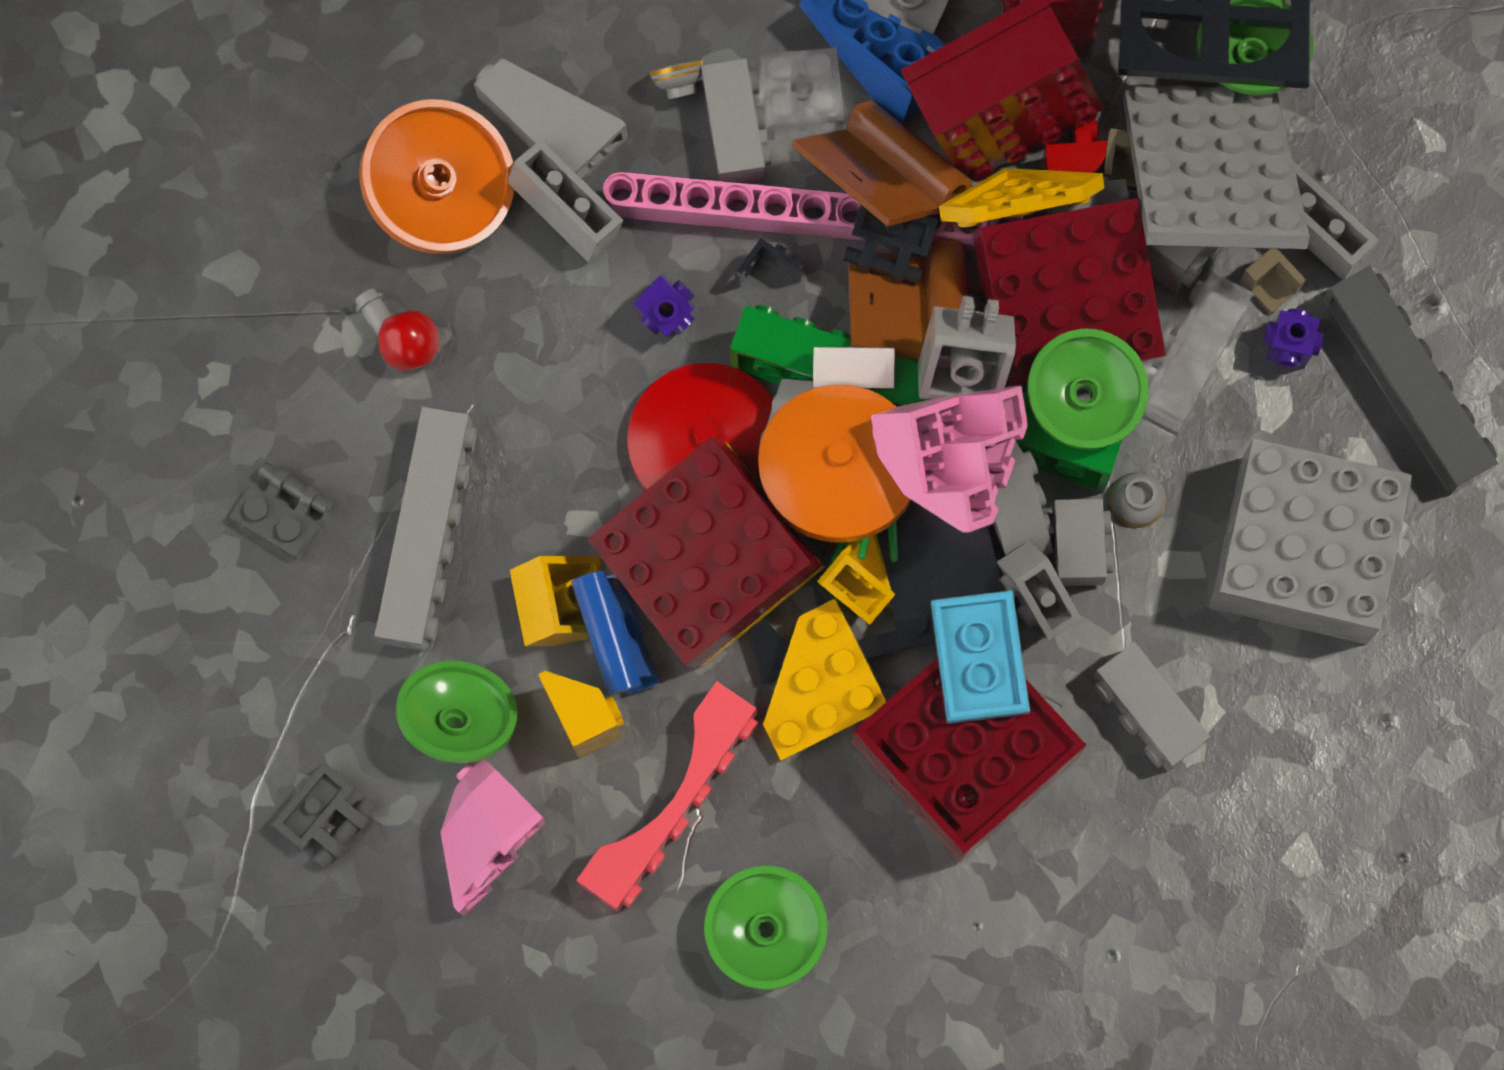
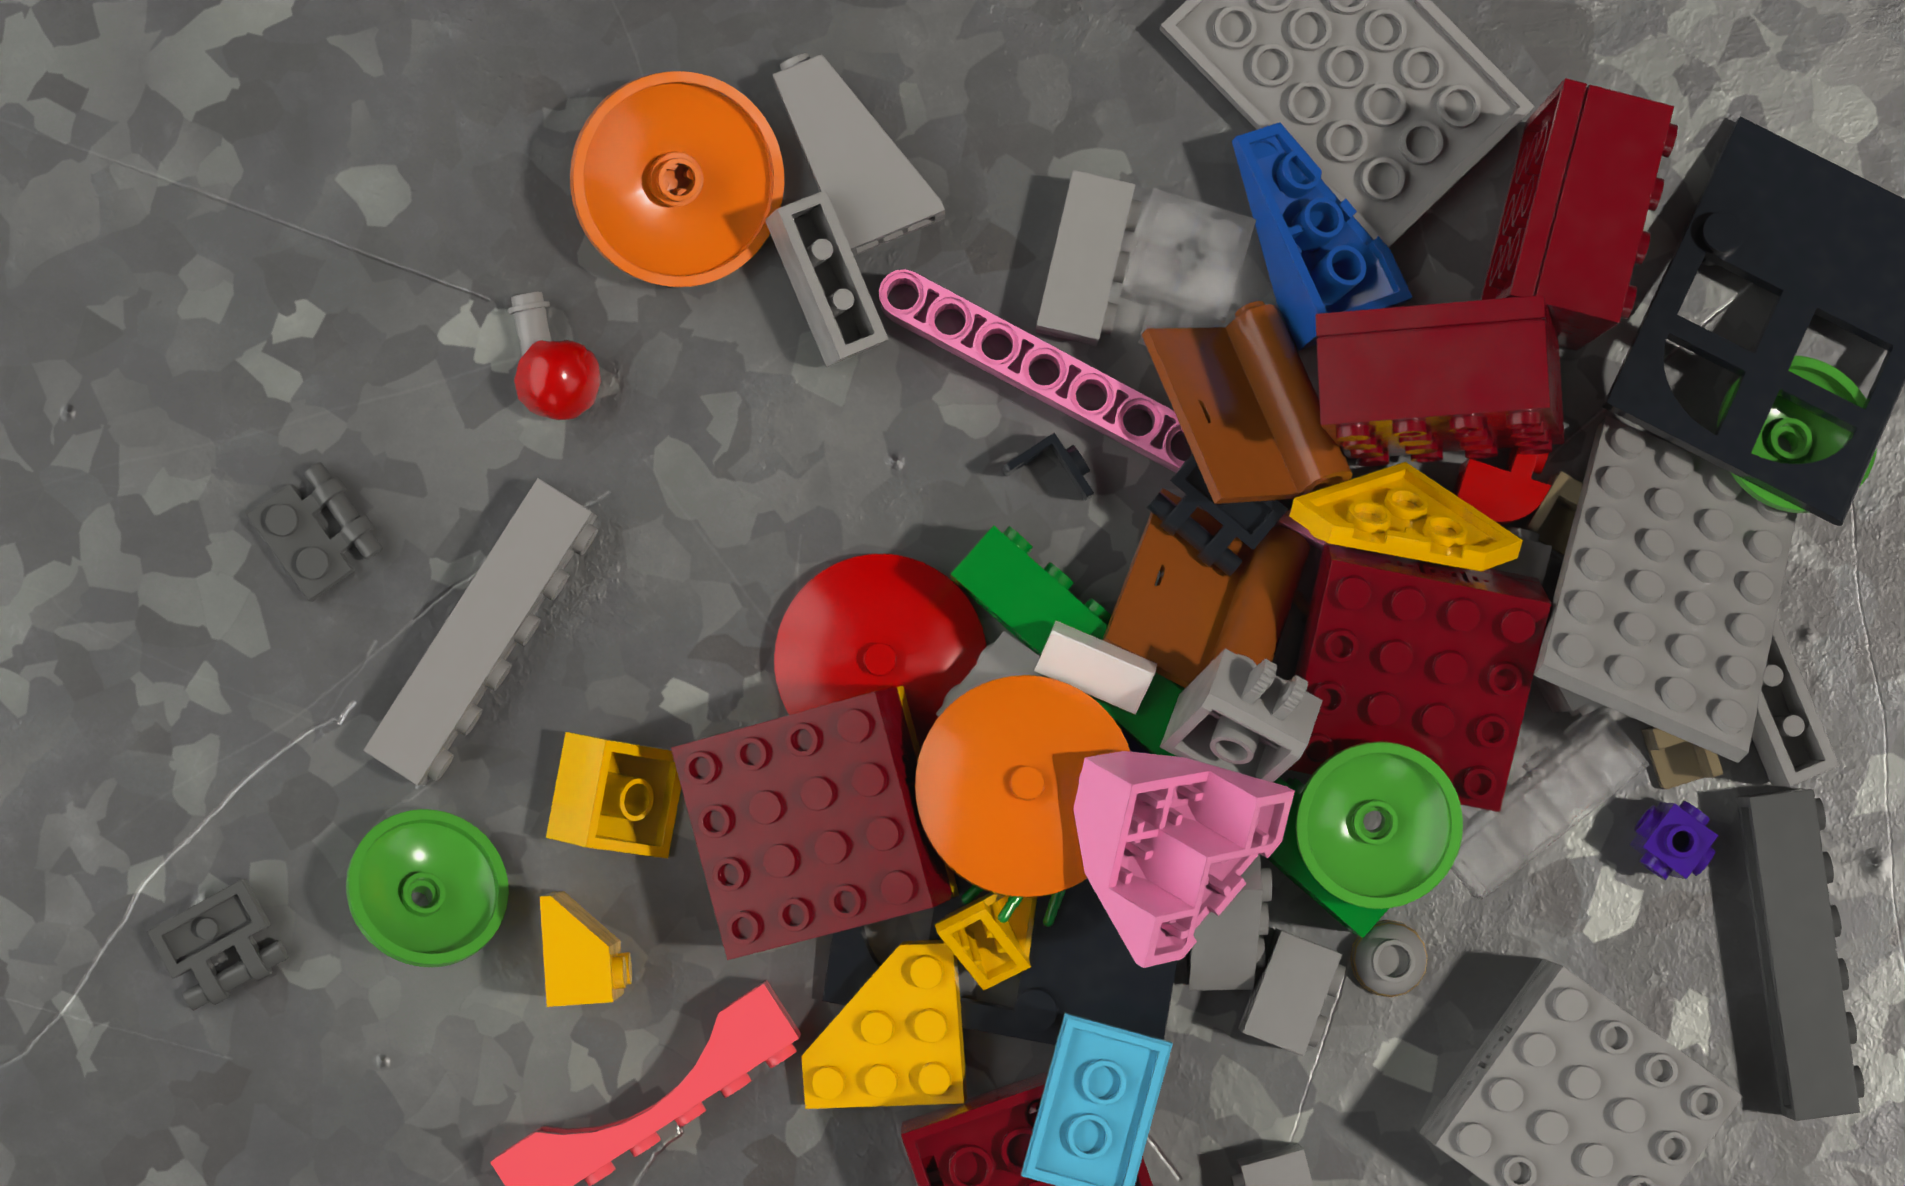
camera: 20 degrees right, 10 degrees up
(483, 832) = (401, 1053): bright pink brick -> none
(615, 634) = (660, 876): blue piece -> none
(663, 291) = (898, 469): dark purple brick -> none
(679, 78) = (1039, 169): light grey piece -> none
(1038, 590) = (1211, 1036): light grey brick -> none

